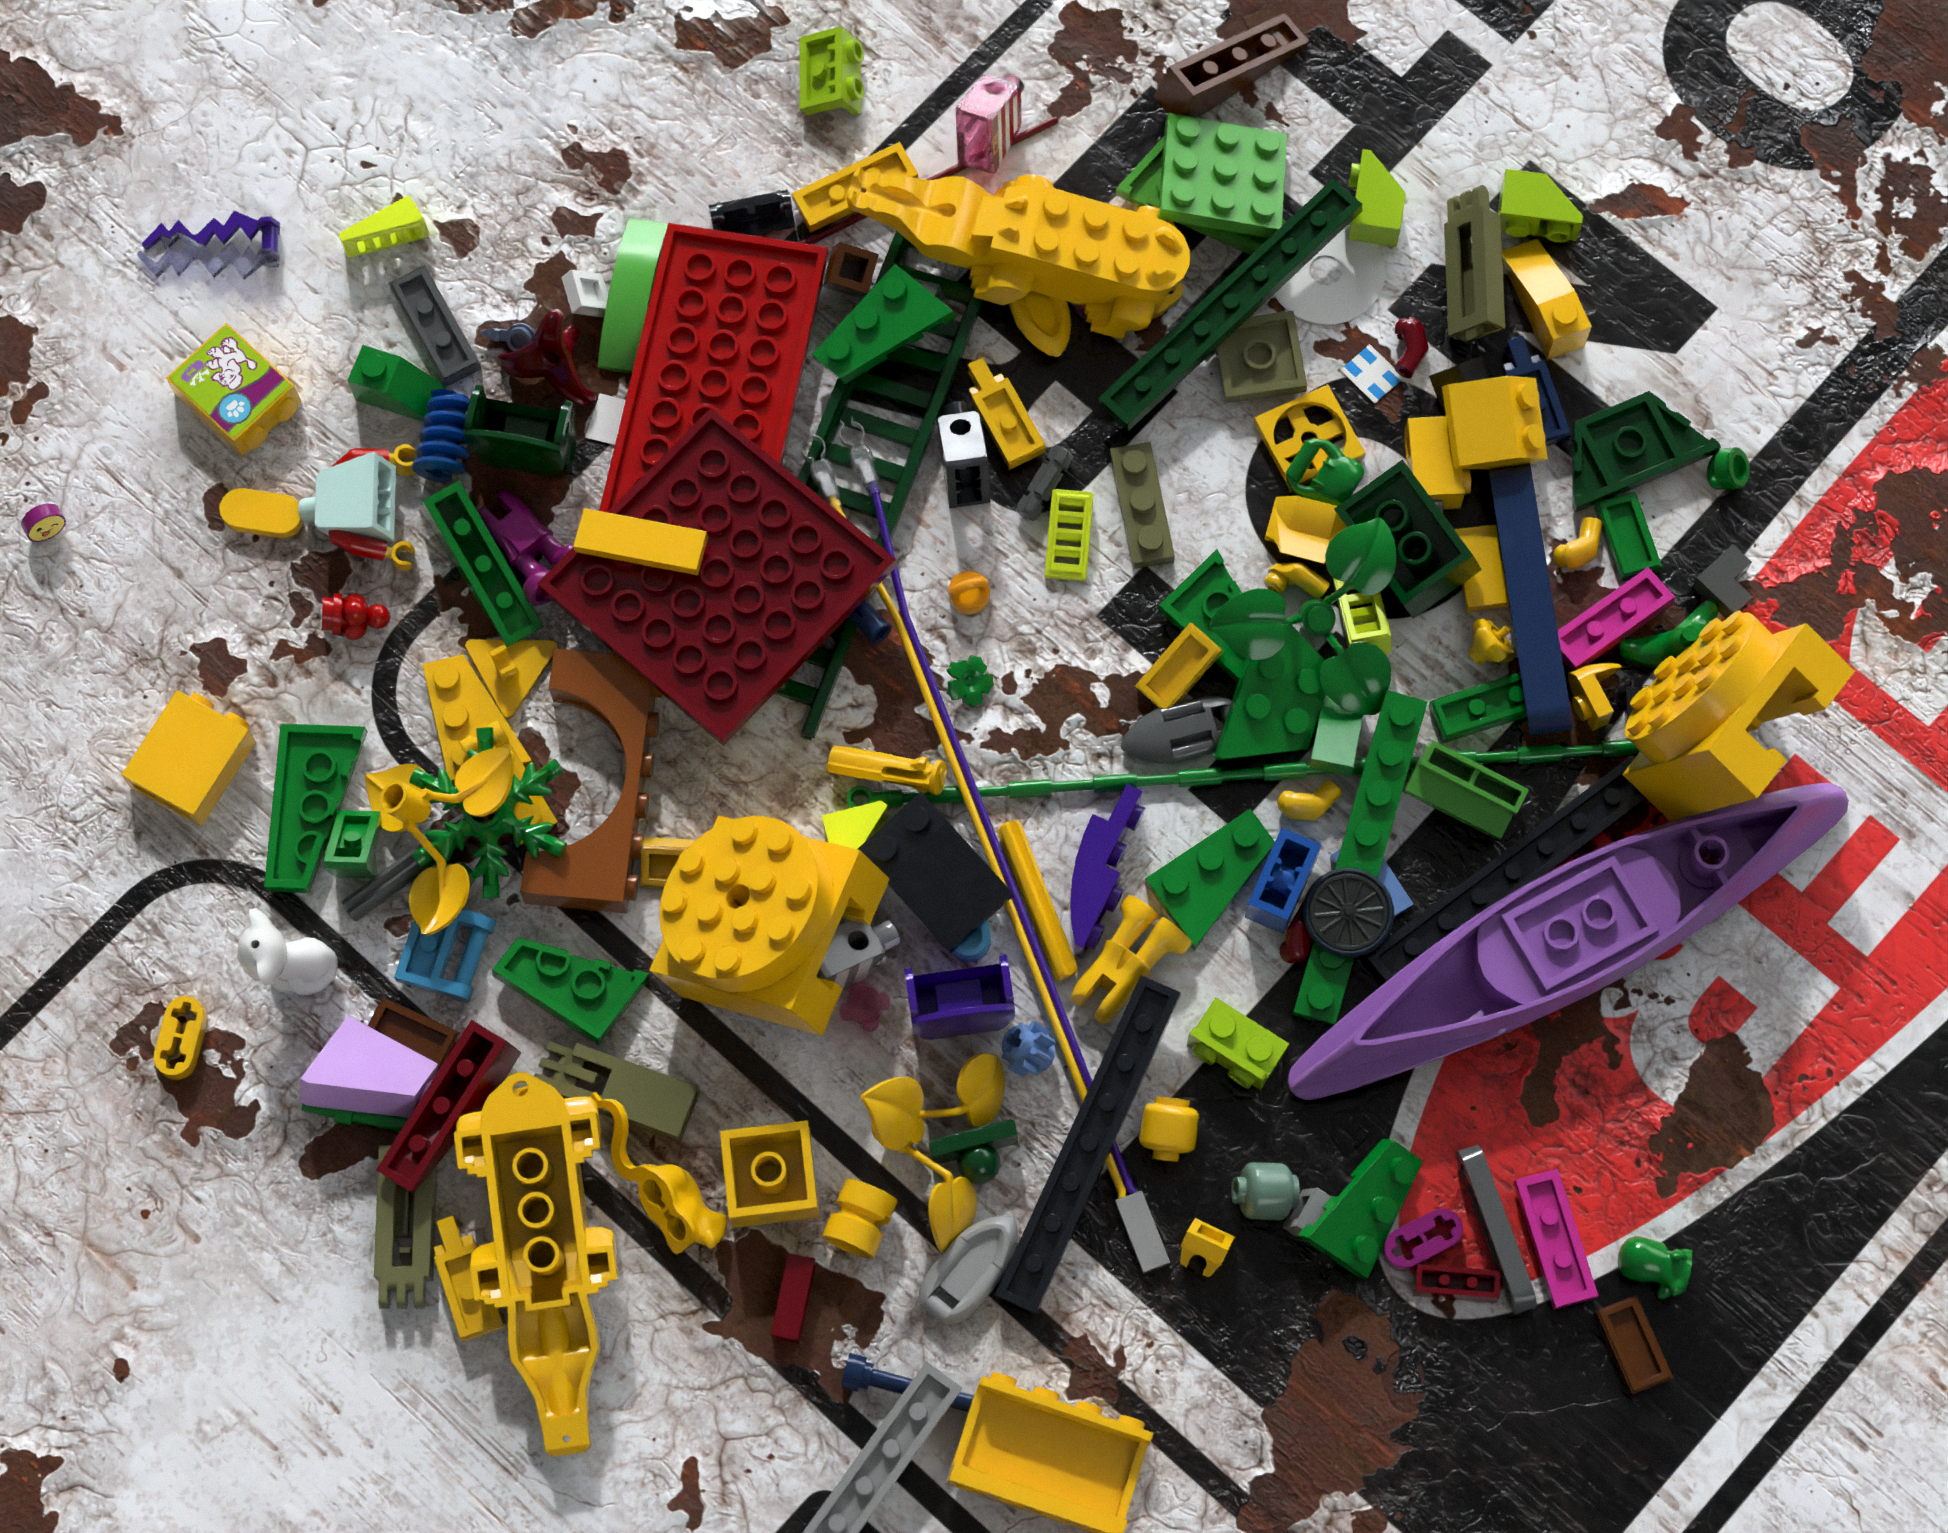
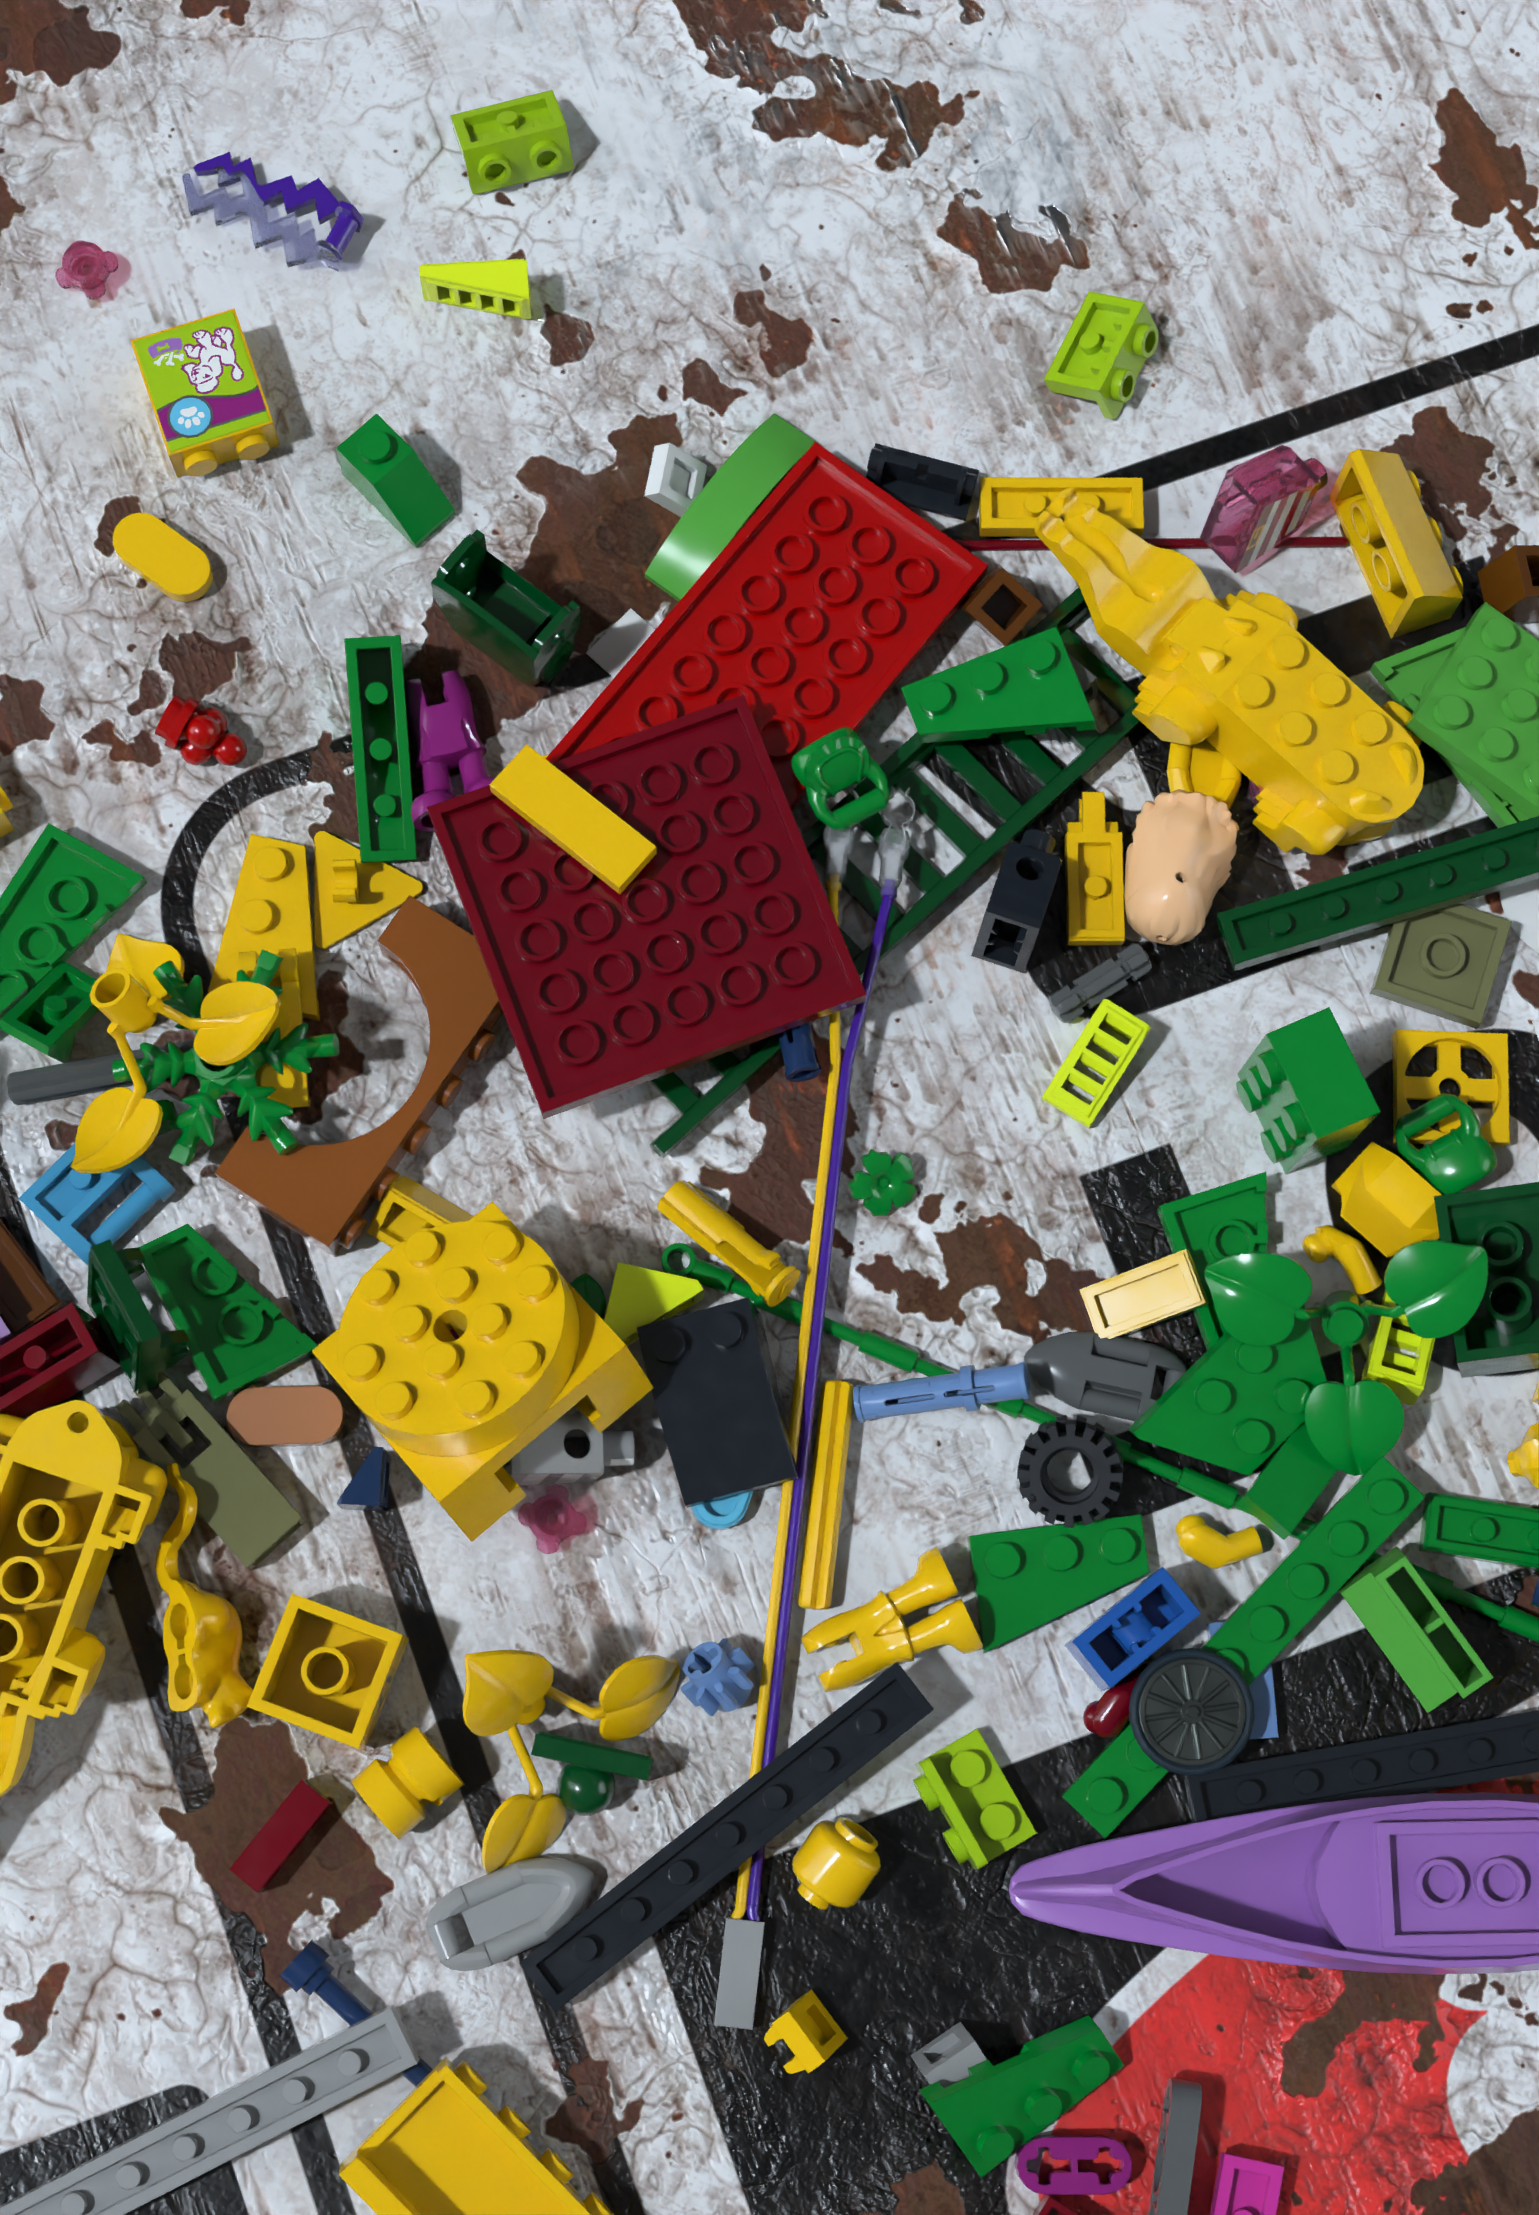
camera: 20 degrees right, 5 degrees up
(96, 339) = (81, 255): none -> clear pink plate
(355, 123) = (513, 142): none -> lime bracket
(358, 503) = (276, 600): light aqua torso -> none
(435, 326) = (480, 431): dark grey tile -> none
(442, 437) = (412, 571): blue piece -> none
(516, 337) = (572, 496): sand blue piece -> none
(529, 1038) = (125, 1318): none -> dark green piece
(550, 357) = (593, 537): dark red piece -> none
(650, 1030) = (285, 1416): none -> nougat tile
(732, 1046) = (369, 1485): none -> dark blue slope
(795, 424) = (831, 767): none -> green piece
(960, 1001) = (663, 1576): dark purple piece -> none
(969, 592) = (940, 1072): light orange tile -> none
(1055, 380) = (1183, 840): none -> light nougat piece
(1089, 103) = (1395, 542): none -> yellow slope
(1093, 882) = (901, 1512): dark purple slope -> none
(1120, 762) = (940, 1392): none -> medium blue pin
(1142, 505) = (1204, 1069): olive plate -> none
(1198, 827) = (1062, 1505): none -> black tyre
(1216, 481) = (1306, 1091): none -> green brick
(1266, 1191) = (912, 2005): sand green head -> none

